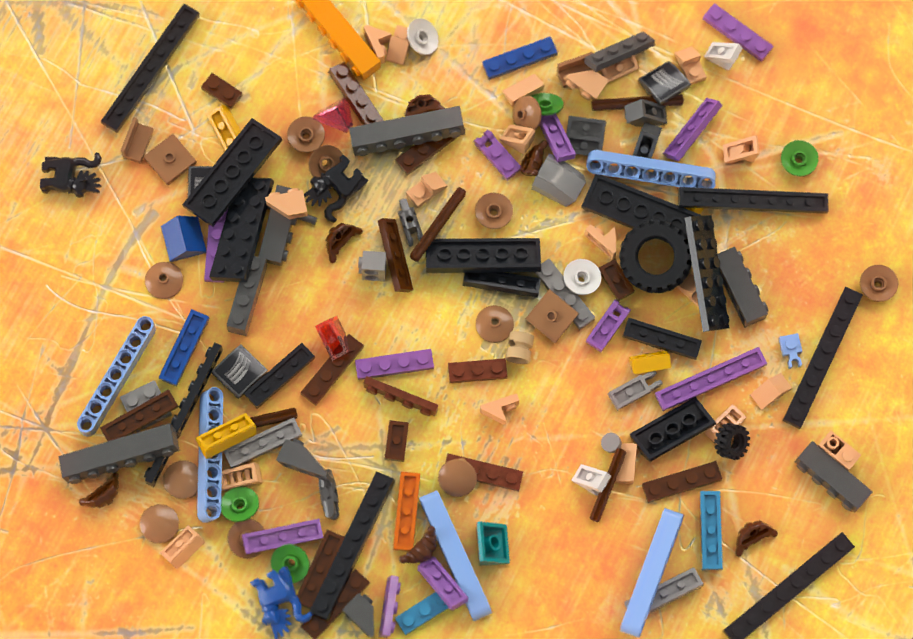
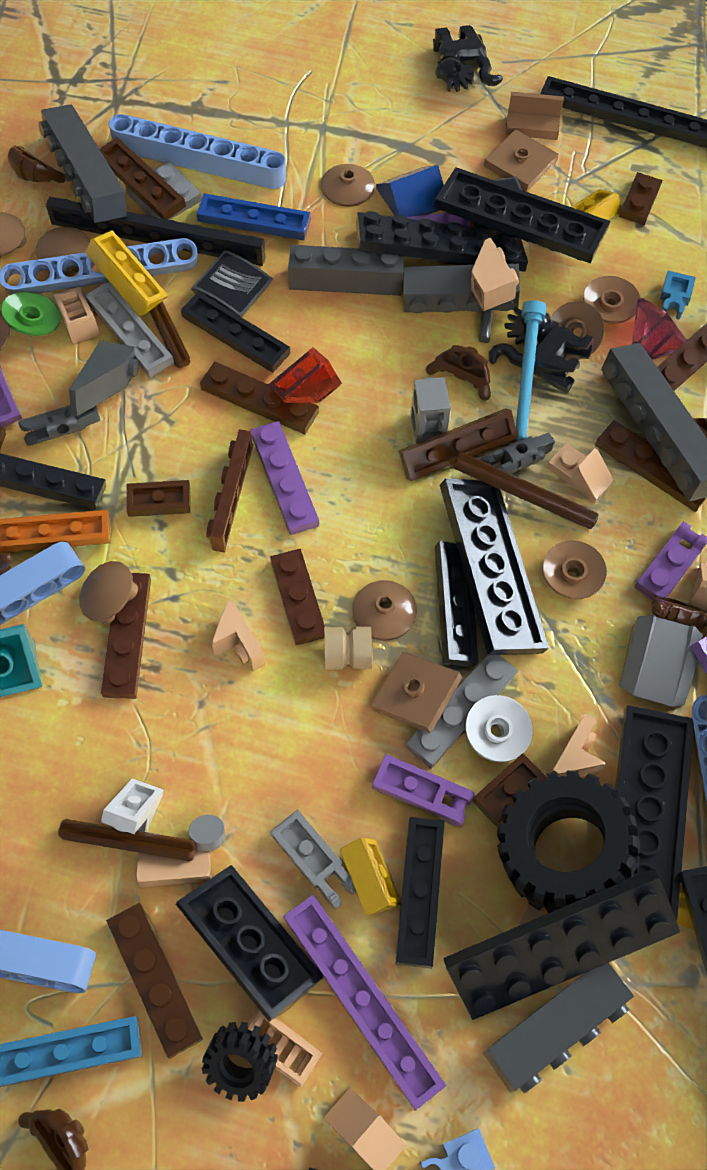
camera: 80 degrees right, 10 degrees down
(306, 91) = (677, 292): none -> dark azure plate
(322, 186) = (533, 313): none -> medium azure piece

